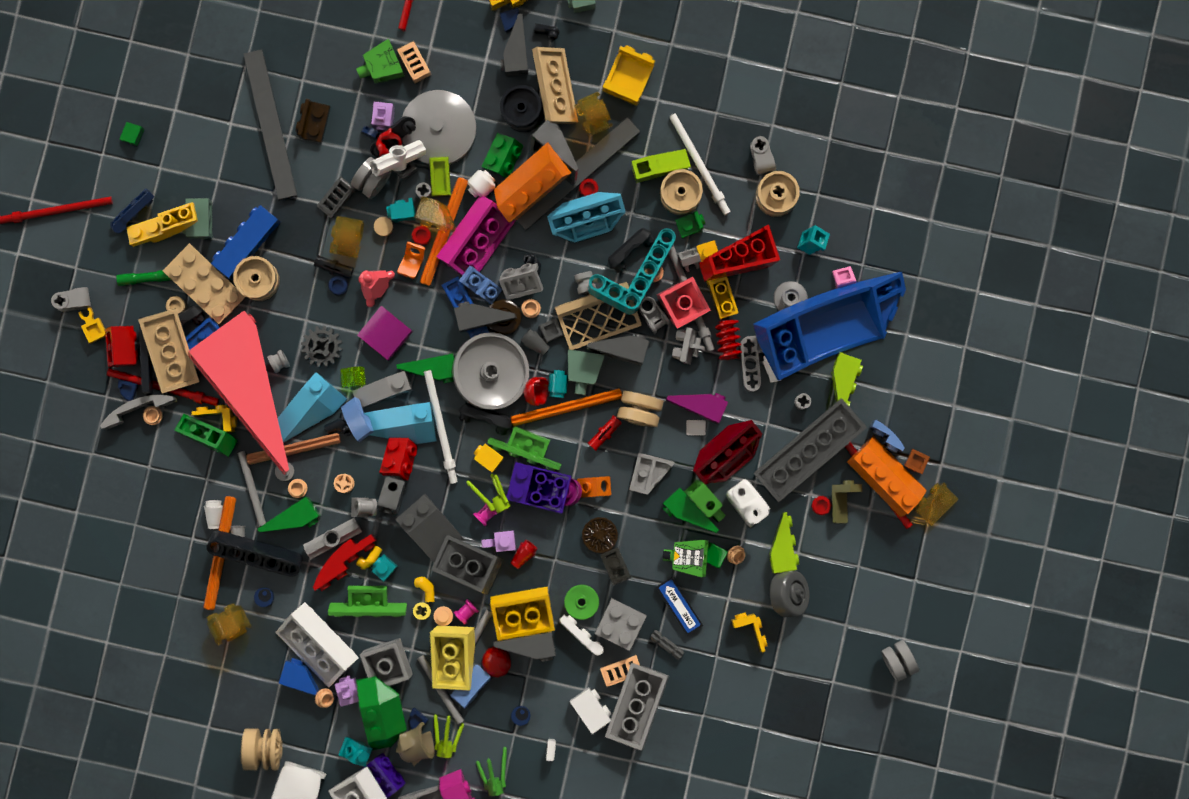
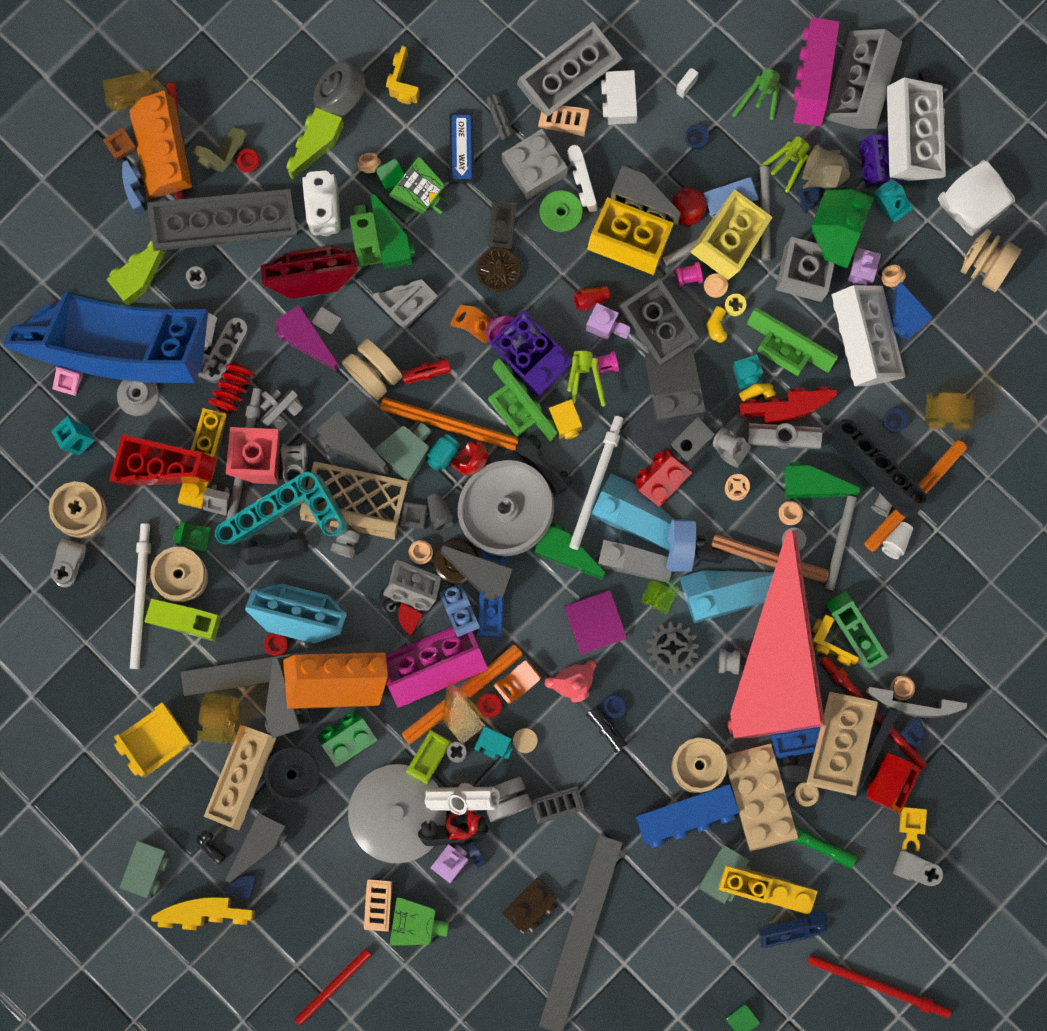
camera: 140 degrees left, 5 degrees down
(347, 236) = (571, 749): clear yellow brick -> none
(481, 184) = (389, 719): white head -> none
(511, 259) = (409, 618): none -> red tile

